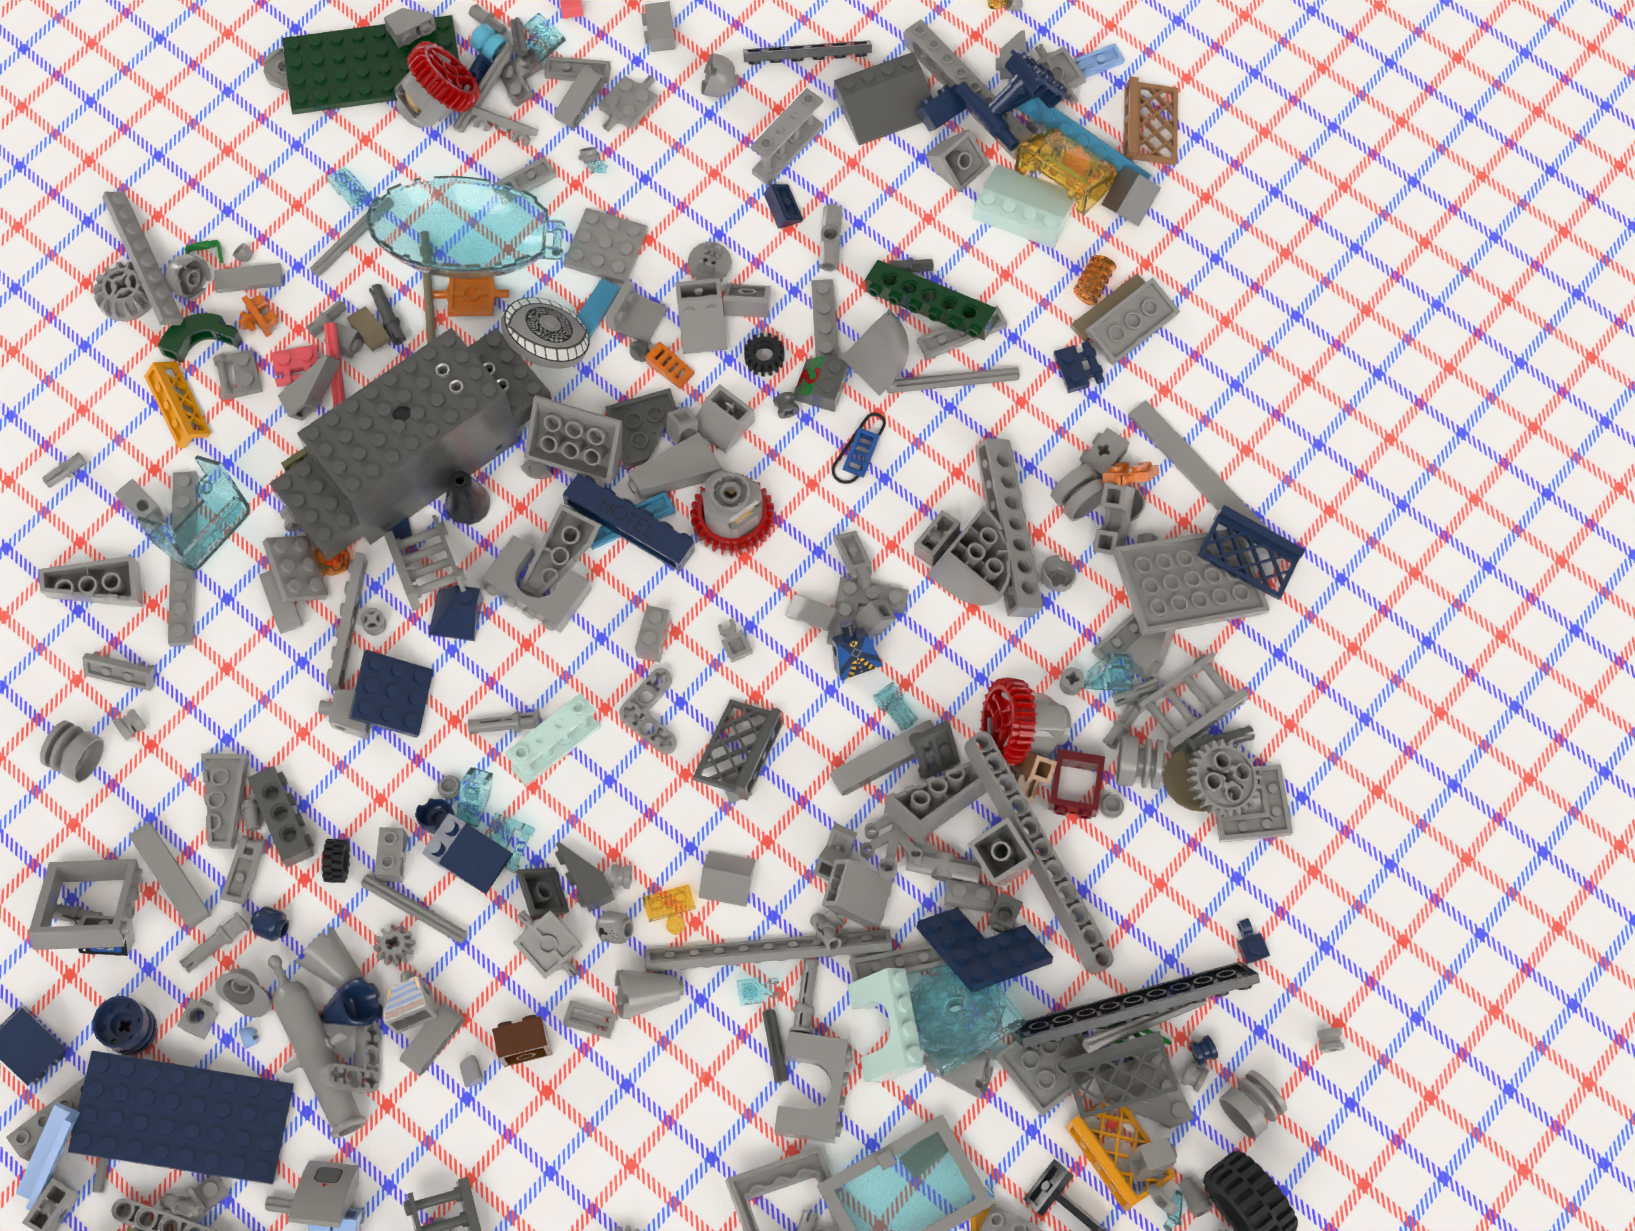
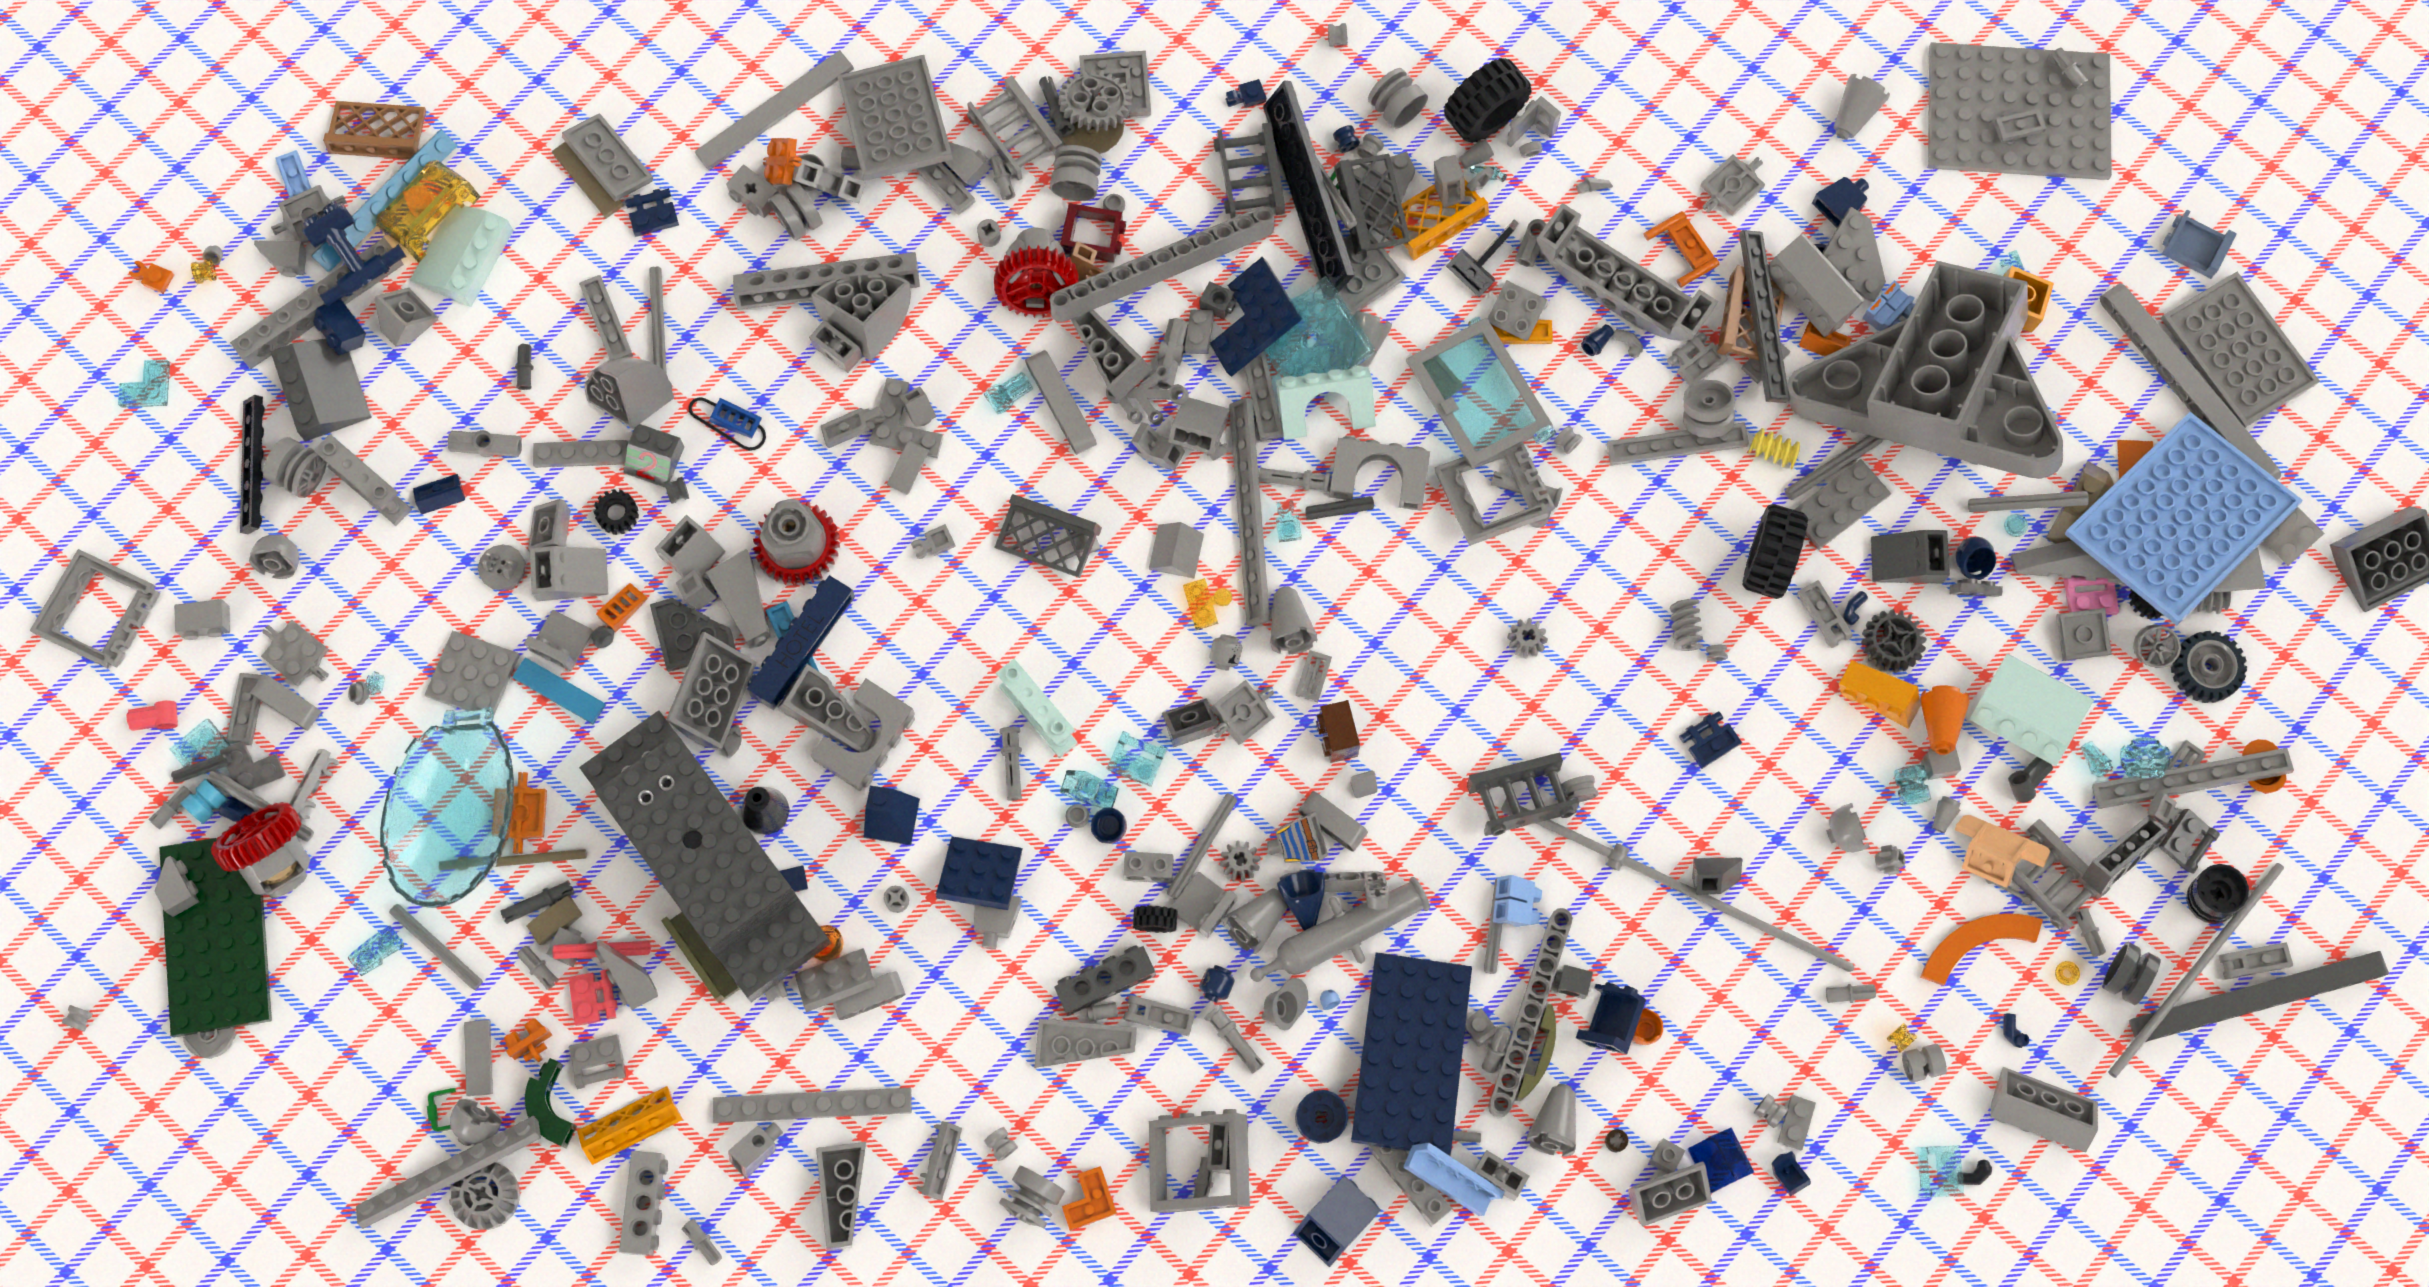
camera: 90 degrees left, 5 degrees up
(64, 813) = (1096, 1204): none -> orange plate
(70, 410) = (640, 1164): none -> light grey brick
(169, 875) = (1163, 1089): light grey beam -> none
(201, 1028) = (1314, 1059): light grey brick -> none
(208, 524) = (775, 1076): clear light blue windscreen -> none
(242, 253) = (447, 1065): light grey hinge -> none
(324, 1194) = (1486, 908): light grey slope -> none
(345, 630) = (885, 923): light grey plate -> none
(352, 910) = (1204, 904): none -> light grey bracket
(409, 576) = (855, 856): light grey fence -> none
(467, 853) = (1152, 788): dark blue slope -> none
(529, 176) = (379, 755): light grey plate -> none
(545, 332) = (582, 723): dish -> none
(589, 880) = (1179, 677): dark grey slope -> none
(621, 876) = (1174, 647): light grey wheel -> none
(641, 709) = (1000, 631): light grey beam -> none
(653, 633) = (923, 618): light grey brick -> none
(797, 75) = (294, 467): none -> light grey wheel
(825, 932) = (1234, 456): light grey pin -> none
(853, 652) = (954, 426): torso -> none
(942, 749) = (1057, 347): dark grey plate -> none
(965, 314) = (568, 332): dark green brick -> none
(1002, 853) = (1165, 289): light grey slope -> none
(1036, 127) = (378, 231): dark grey axle -> none
(1057, 574) = (878, 239): light grey hair -> none
(1094, 279) = (556, 190): clear orange piece -> none
(1111, 673) = (985, 194): clear light blue slope -> none
(1121, 726) = (1036, 191): light grey axle -> none
(1131, 196) = (462, 150): slope -> none
(1149, 969) = (1271, 179): none -> dark grey fence
(1255, 534) = (849, 58): dark blue fence -> none

